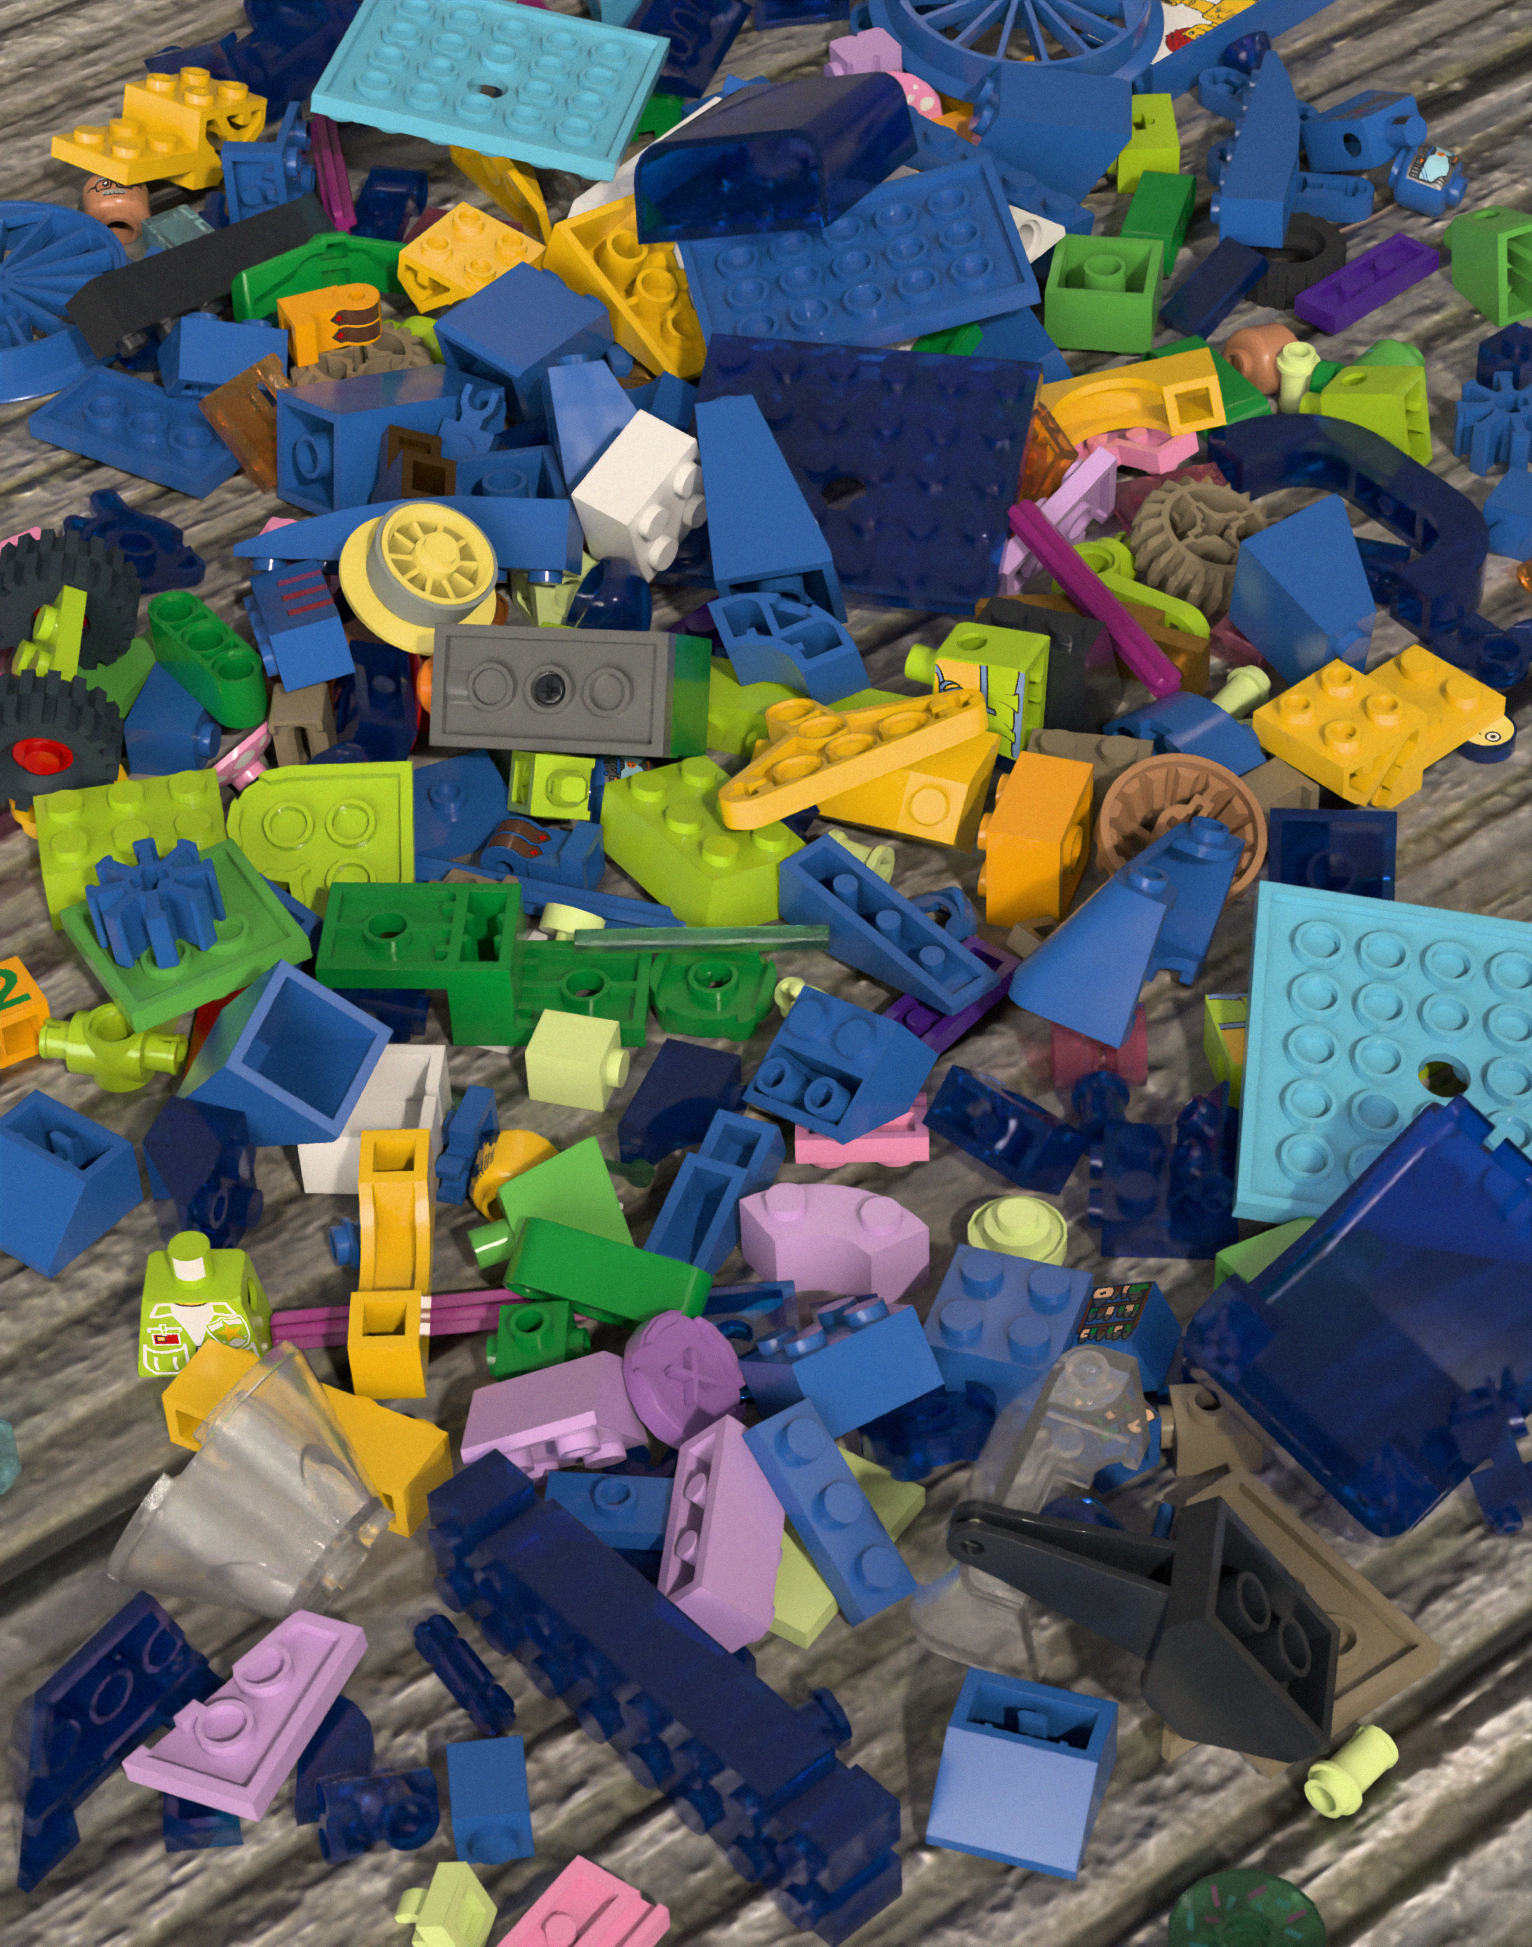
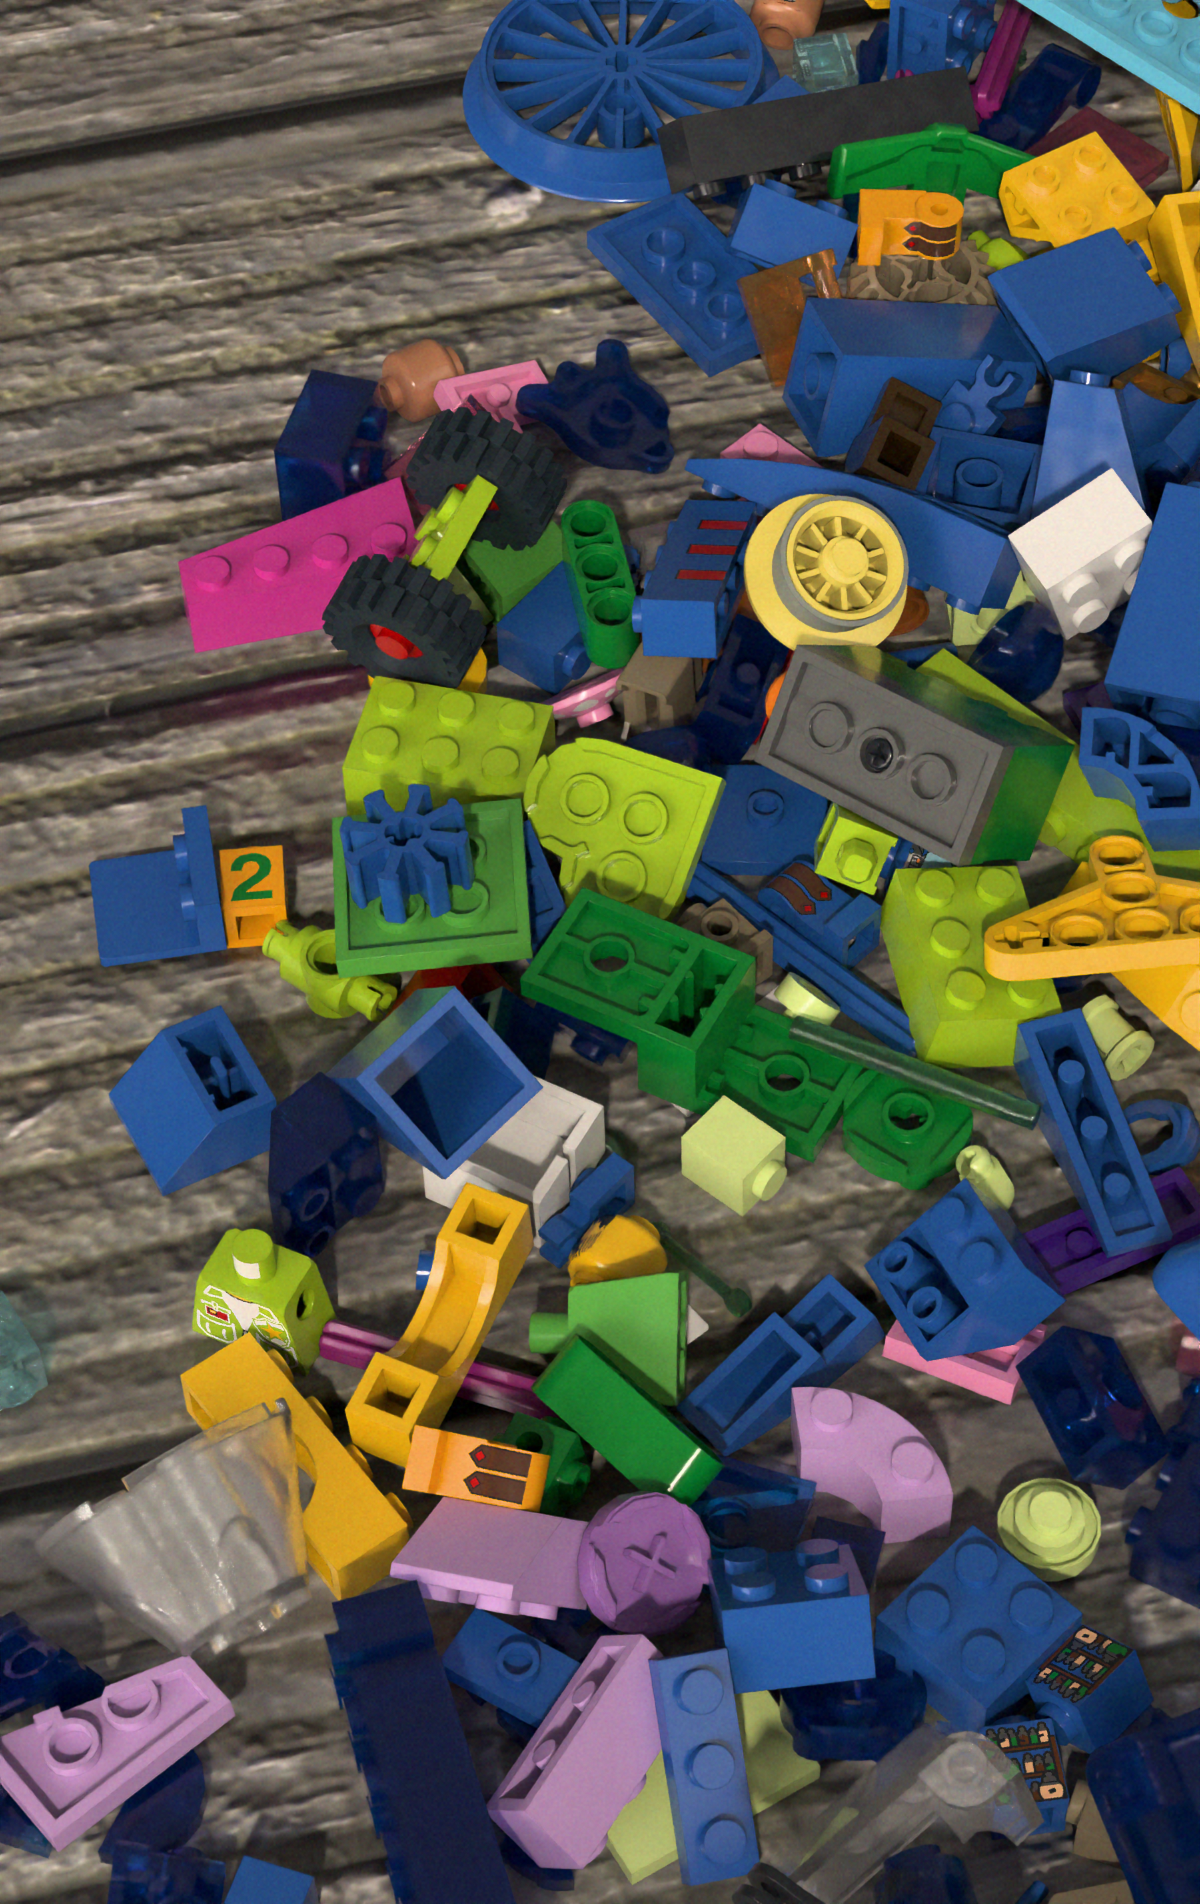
camera: 25 degrees right, 10 degrees up
(464, 1674) = (313, 1775): clear blue axle -> none
(494, 1351) = (475, 1469): none -> light orange leg
(680, 1100) = (805, 1241): clear blue arch -> none

